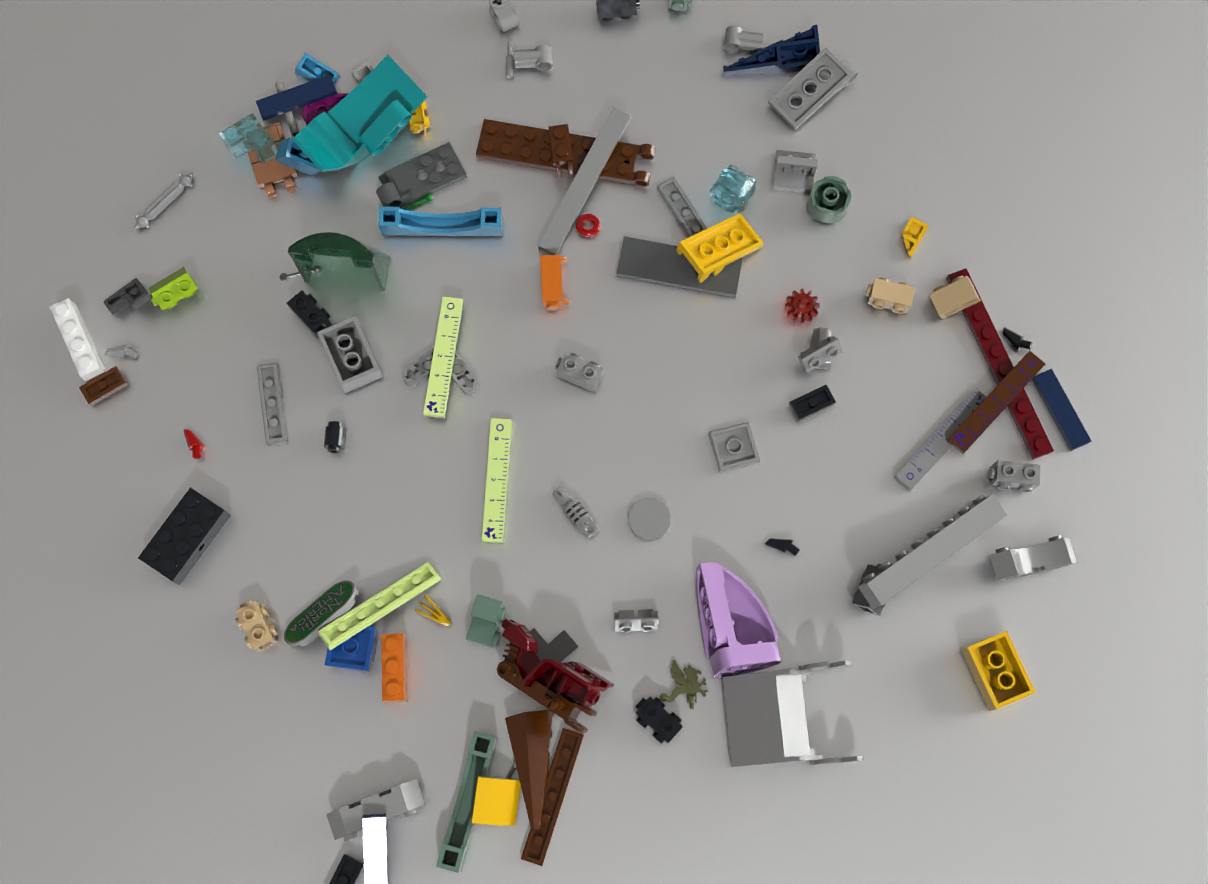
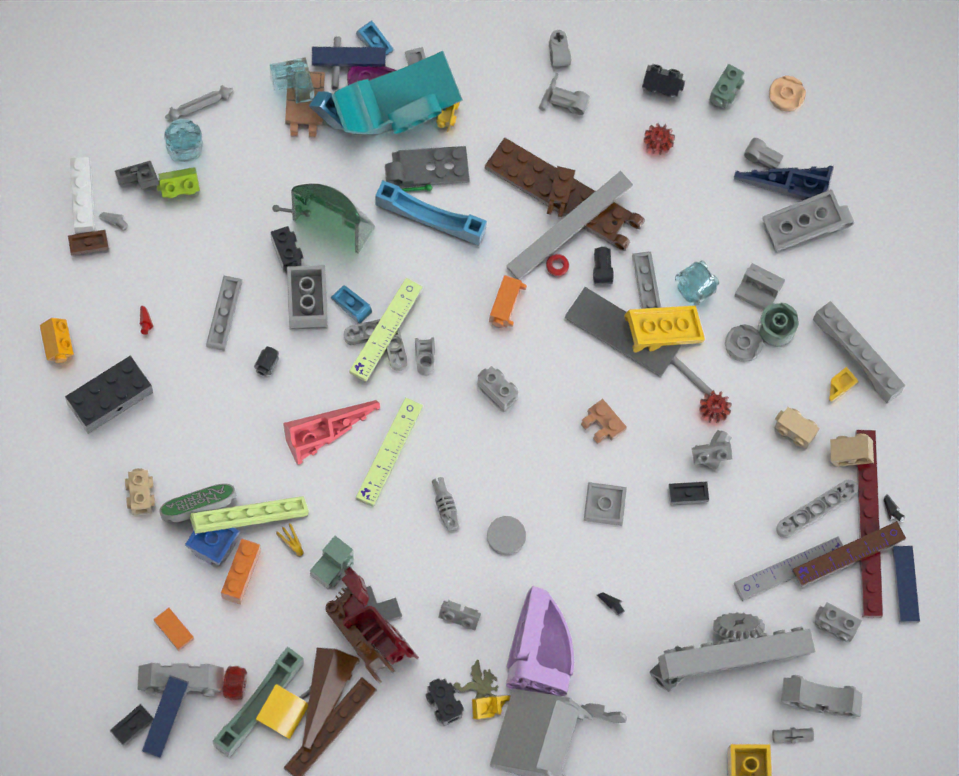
camera: 15 degrees right, 5 degrees down
(108, 500) = (56, 340): none -> light orange brick
(161, 244) = (183, 140): none -> clear light blue brick
(348, 757) = (173, 629): none -> orange tile
(399, 344) = (352, 304): none -> dark azure slope
(409, 493) = (311, 433): none -> coral wedge
(434, 791) = (234, 683): none -> clear red gear
(492, 364) = (425, 353): none -> light grey piece
(634, 212) = (602, 271): none -> black piece
(636, 63) = (652, 135): none -> clear red gear
(700, 361) = (606, 418): none -> nougat plate
(704, 705) = (488, 706): none -> yellow slope
(765, 284) = (689, 374): none -> light grey piece
(802, 232) = (744, 343): none -> light grey tile
(934, 520) = (739, 626): none -> light grey gear
(948, 360) = (810, 514): none -> light grey beam
(951, 212) = (834, 323): none -> light grey arch
(1019, 608) = (793, 735): none -> light grey pin

